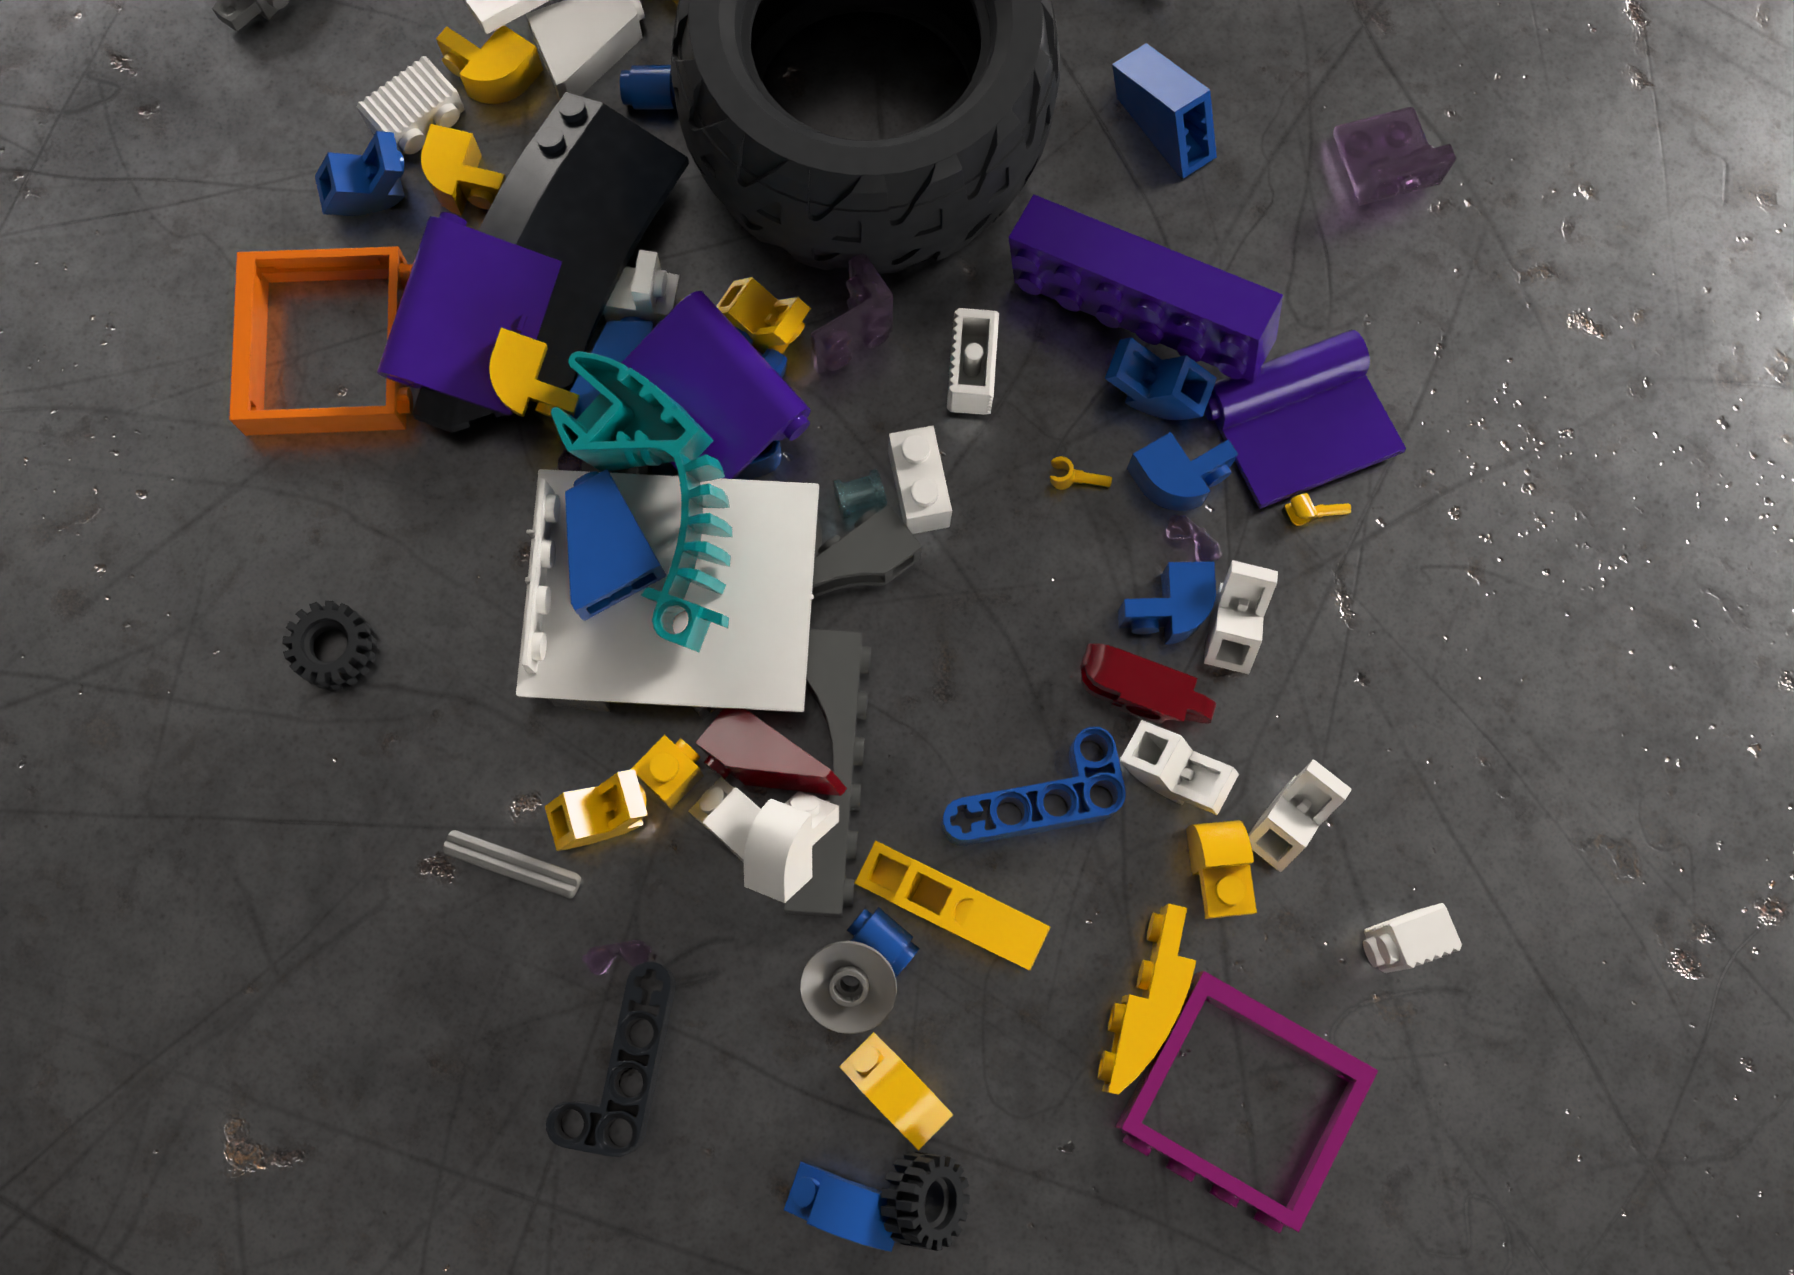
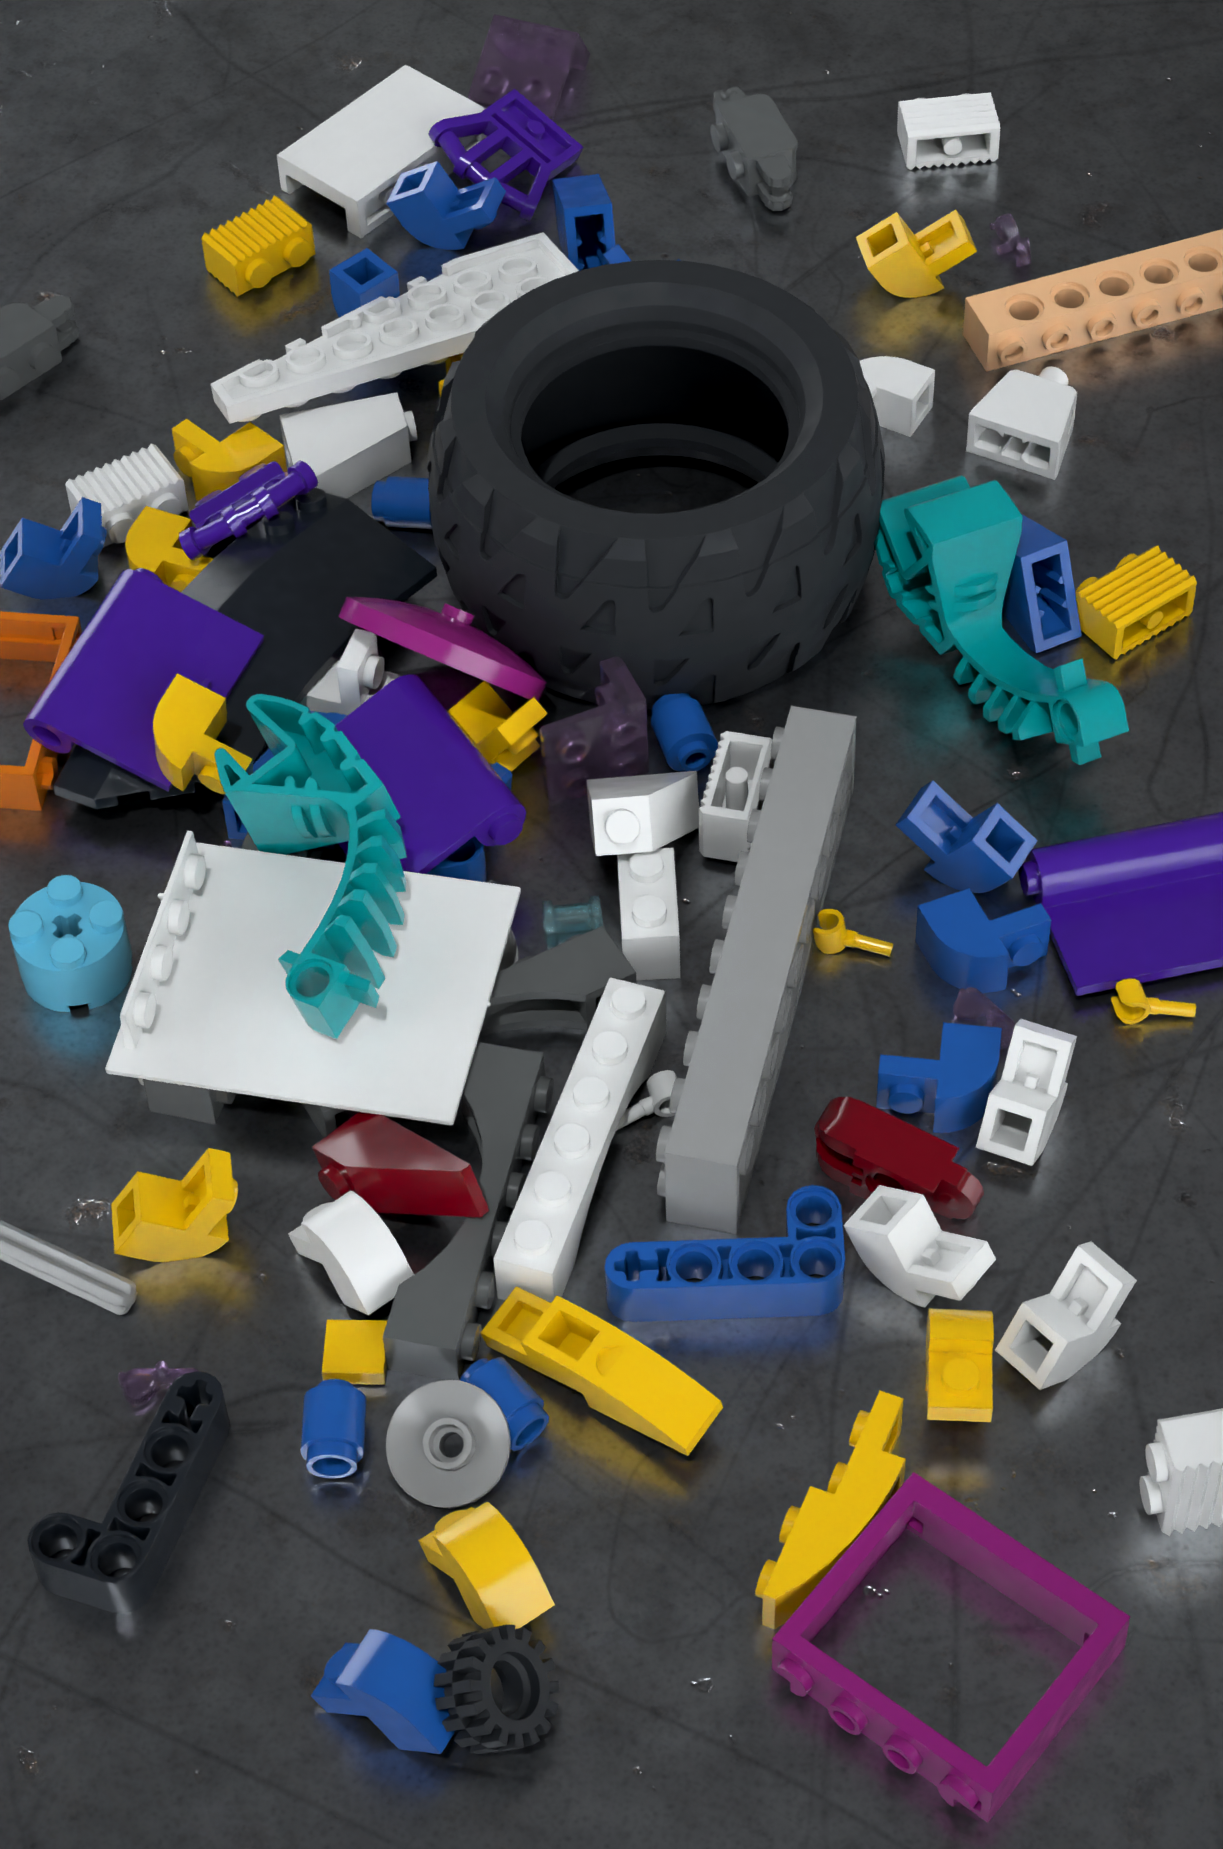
camera: 15 degrees right, 25 degrees down
(456, 594) = (71, 945): none -> medium azure brick
(524, 102) = (254, 496): none -> dark purple plate
(605, 546) = (246, 916): blue slope -> none
(669, 770) = (274, 1181): yellow brick -> none
(713, 257) = (446, 639): none -> magenta dish
(758, 912) = (355, 1351): none -> yellow tile
(758, 983) = (333, 1428): none -> blue brick
(782, 842) = (391, 1244): white brick -> none
(897, 390) = (641, 811): none -> white slope
(903, 702) = (555, 1200): none -> white arch
(917, 297) = (683, 732): none -> blue brick
(957, 645) = (660, 1091): none -> white hand
(1020, 532) = (757, 972): none -> light grey brick
(1112, 123) = (949, 569): none -> teal piece
(1144, 288) = (965, 732): dark purple brick -> none
(1258, 122) = (1135, 601): none -> yellow brick

